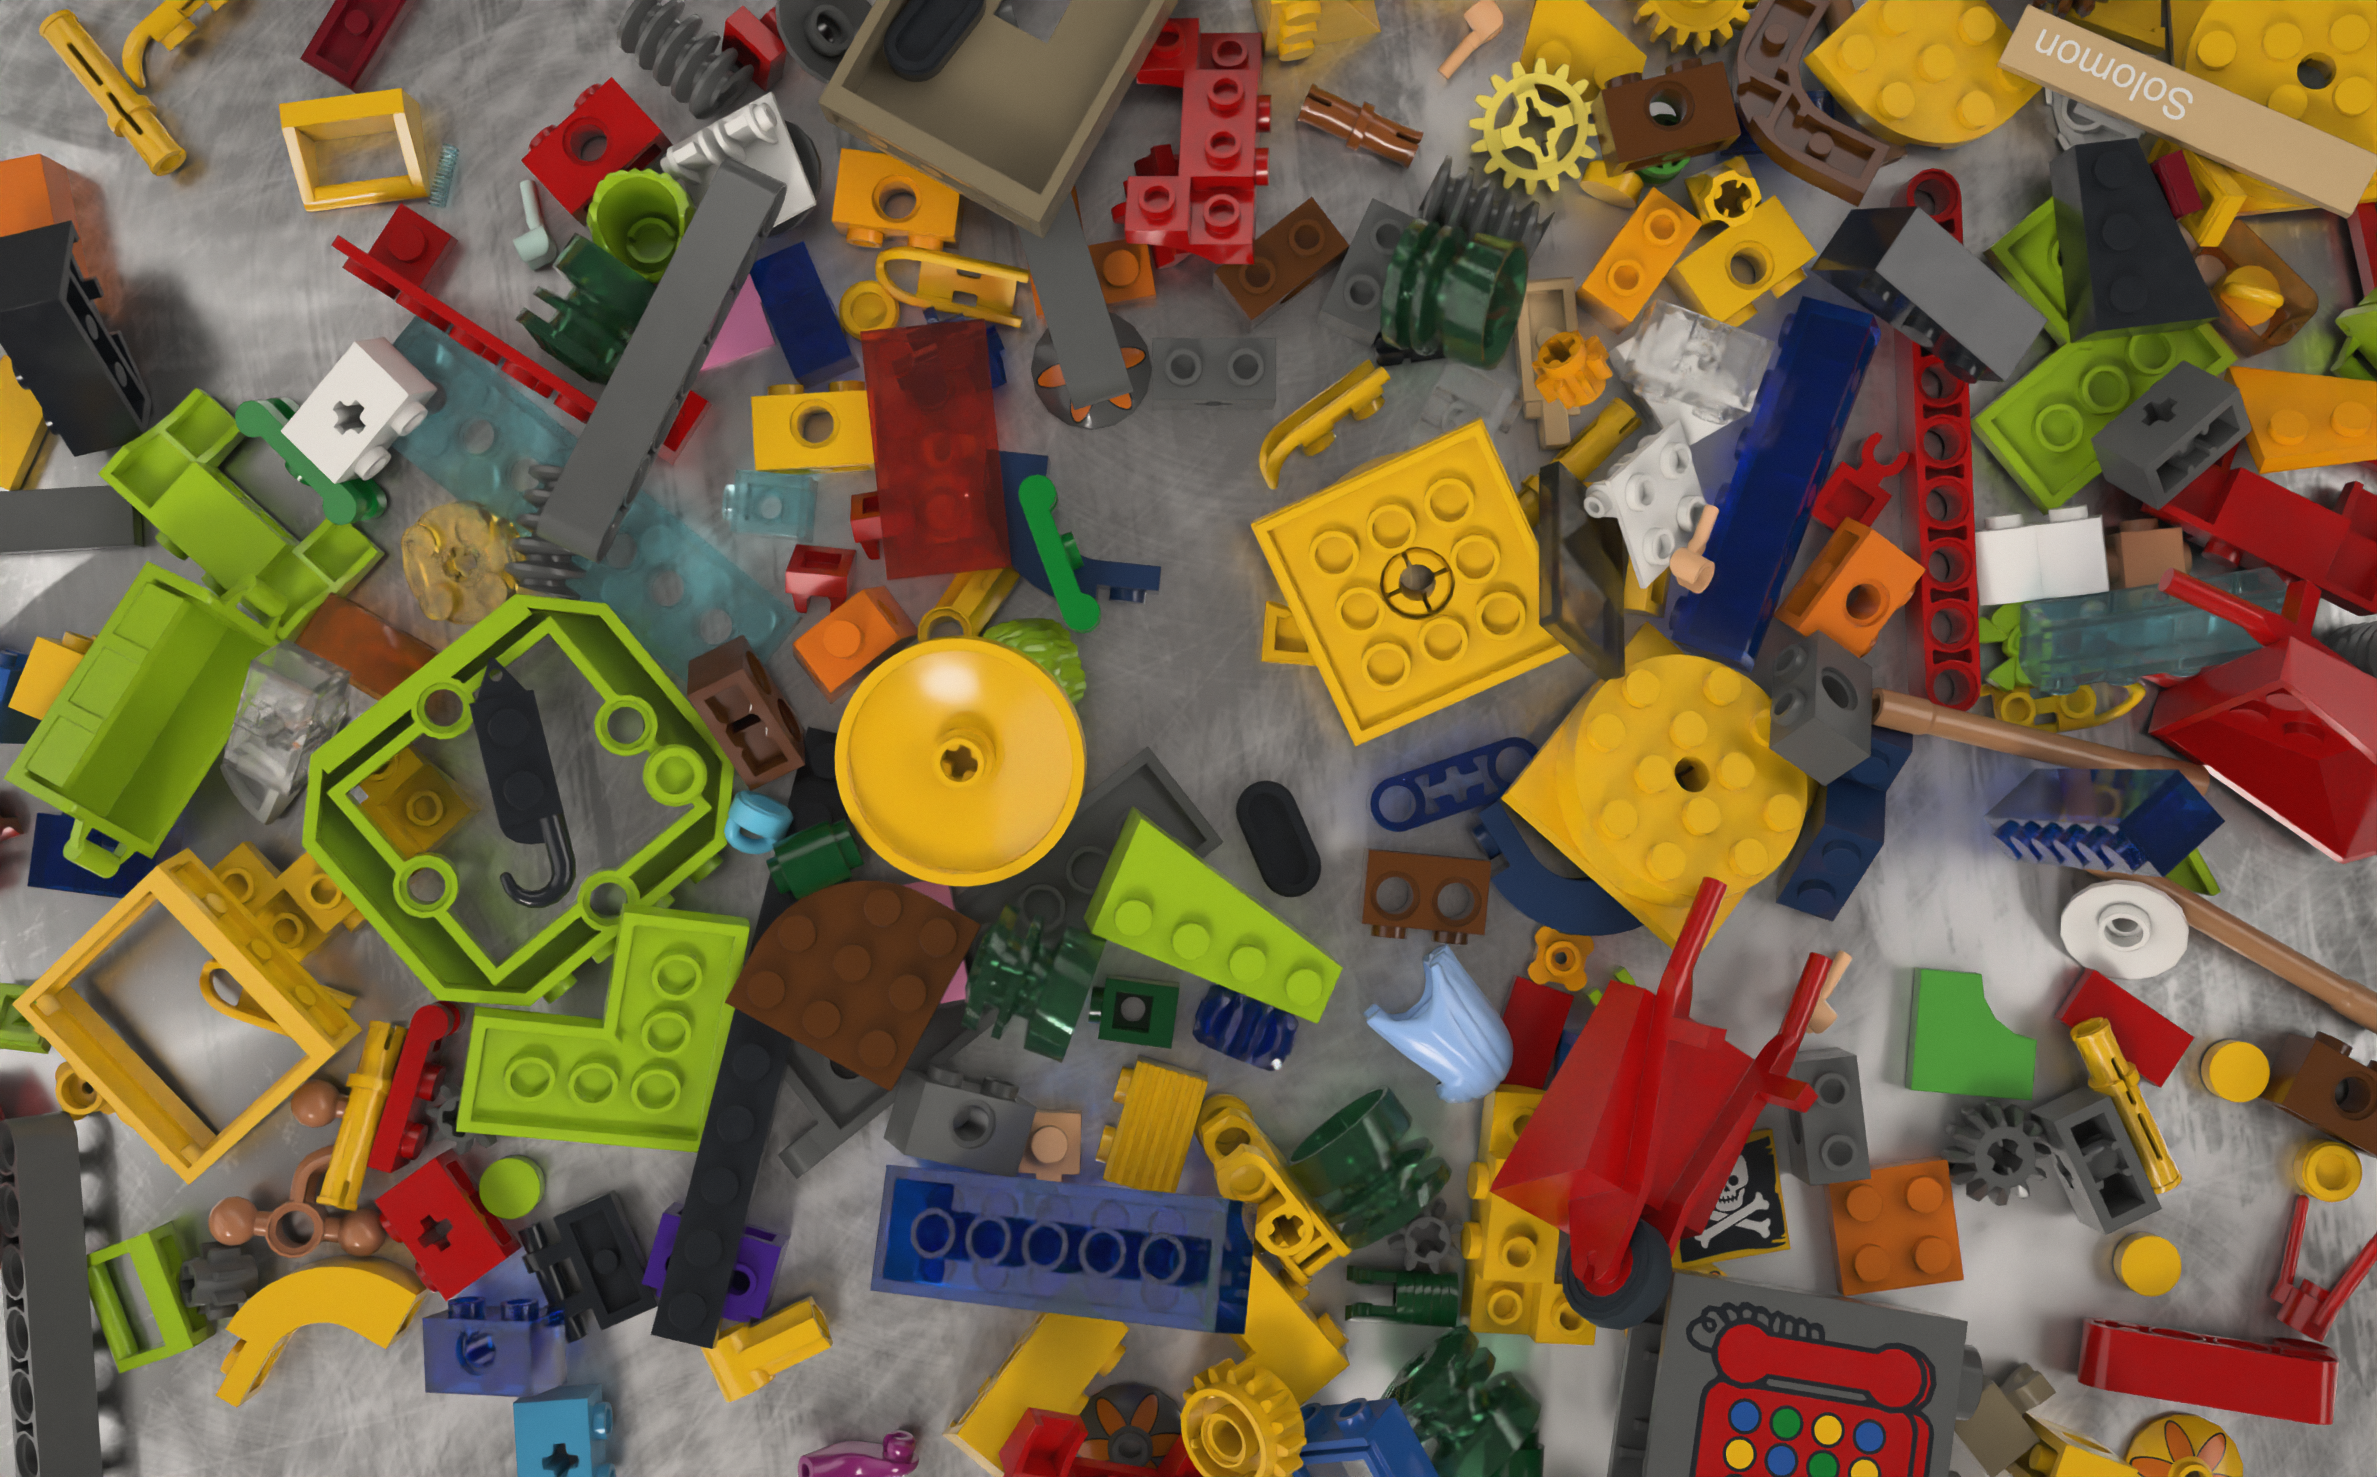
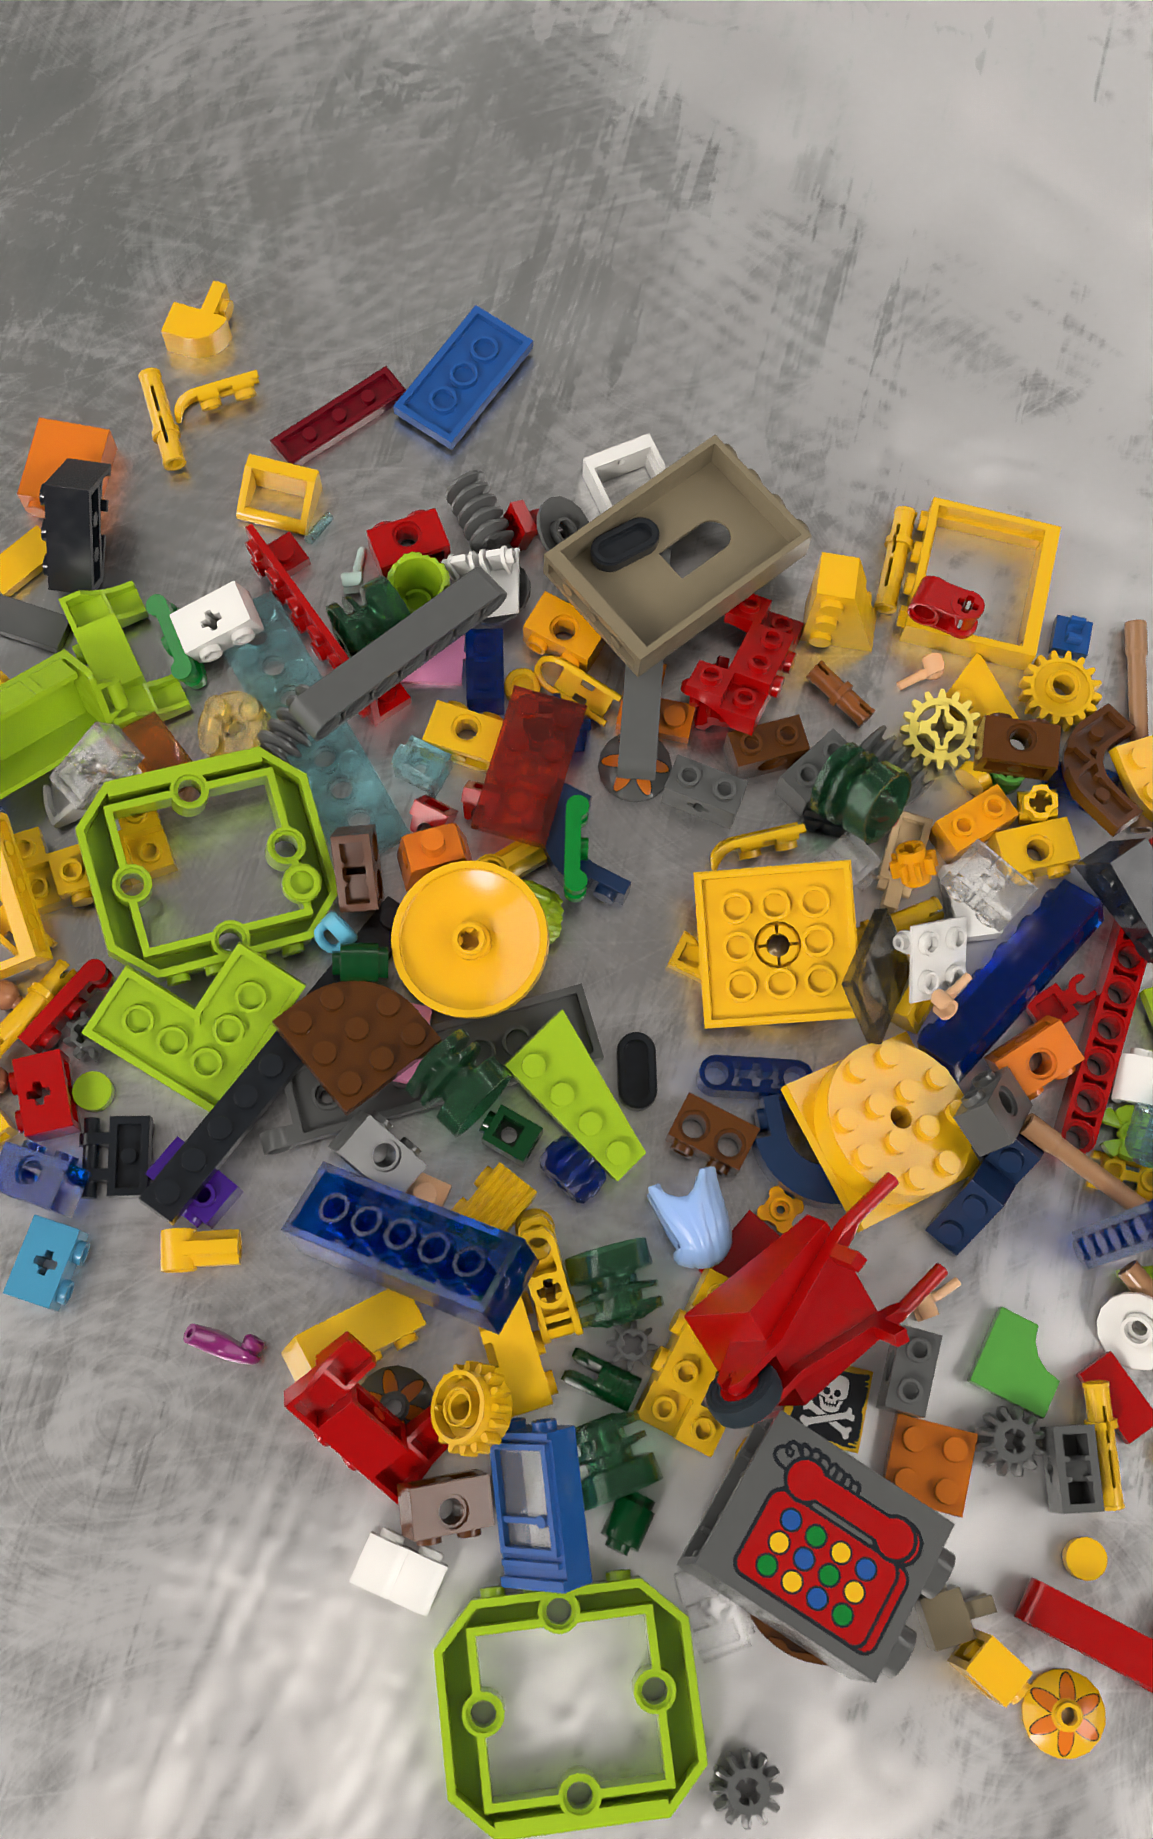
camera: 15 degrees right, 15 degrees down
(523, 782) = (214, 848): black plate -> none

